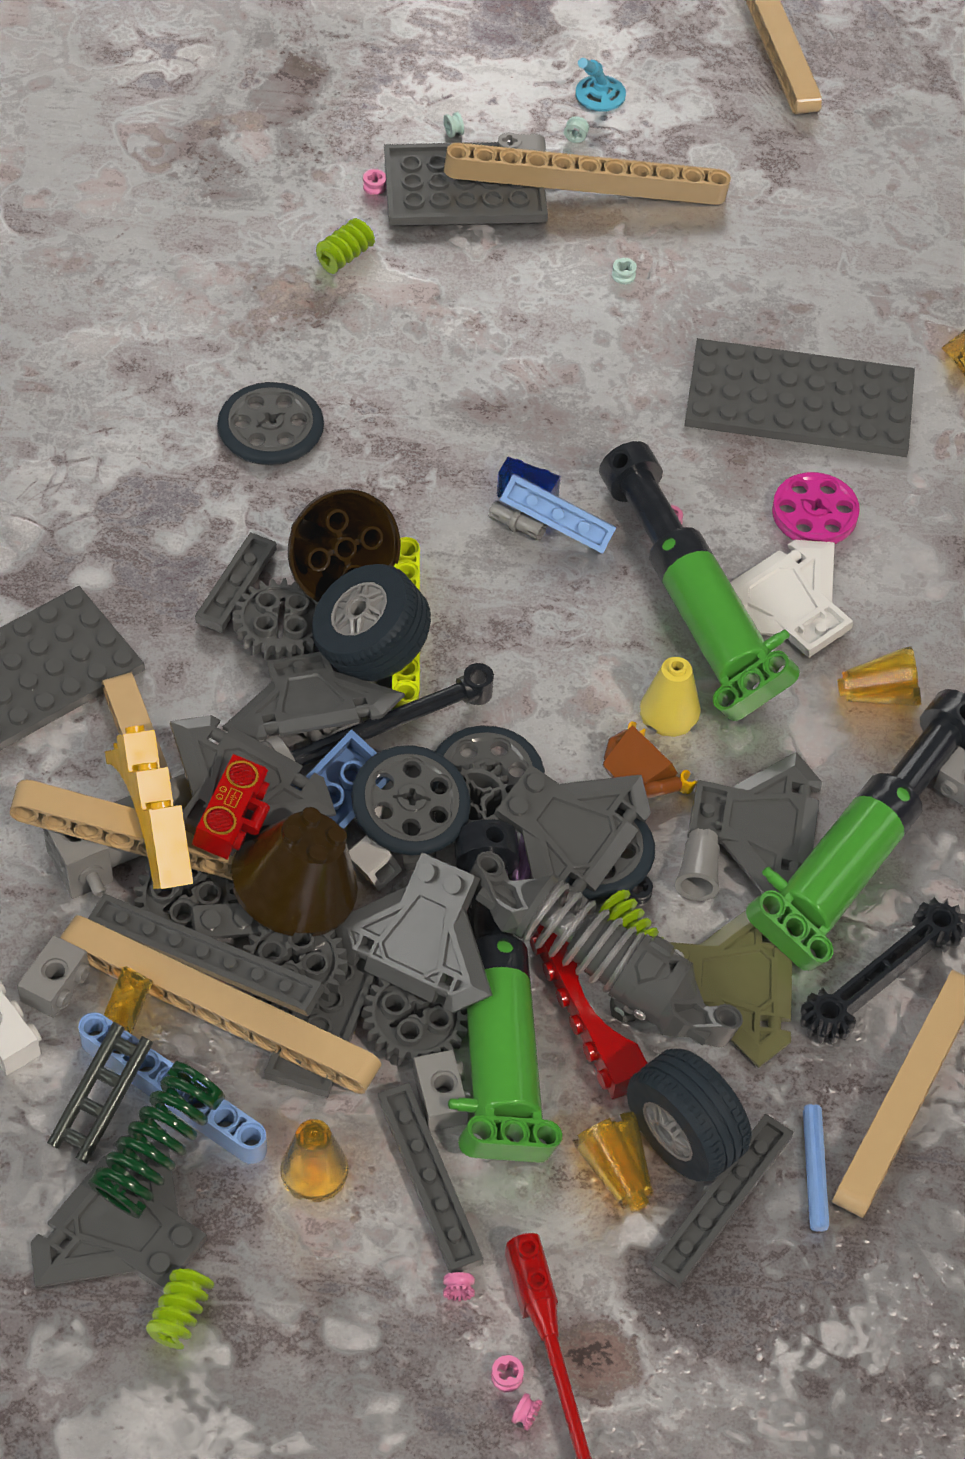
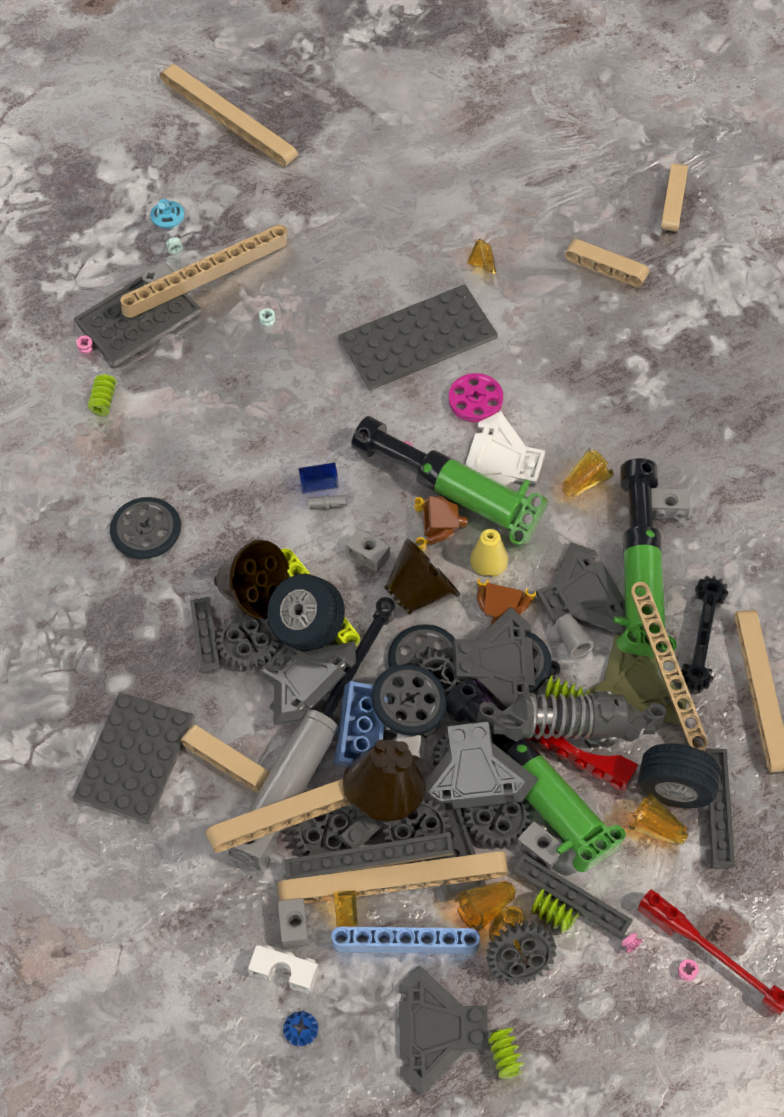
camera: 30 degrees left, 5 degrees up
(103, 1113) = (383, 979): pearl dark grey bar -> none
(150, 788) = (280, 787): yellow arch -> none
(178, 1079) = (422, 1013): dark green piece -> none
(206, 762) = (318, 751): dark grey plate -> none
(224, 815) = (327, 767): red piece -> none
(268, 1190) = (506, 960): none -> dark grey gear
(304, 1099) = (484, 903): none -> clear yellow cone
(387, 1180) = (553, 912): none -> lime piece
(453, 124) = (102, 282): light aqua bush -> none
(520, 604) = (372, 558): none -> light grey brick
(526, 1410) = (713, 982): bright pink bush -> none
(548, 671) = (418, 581): none -> dark brown cone
(558, 513) = (349, 484): light blue plate -> none
(639, 623) = (439, 520): none -> dark orange torso
(792, 987) = (668, 656): none -> tan beam
(815, 1168) = (749, 760): light blue axle -> none

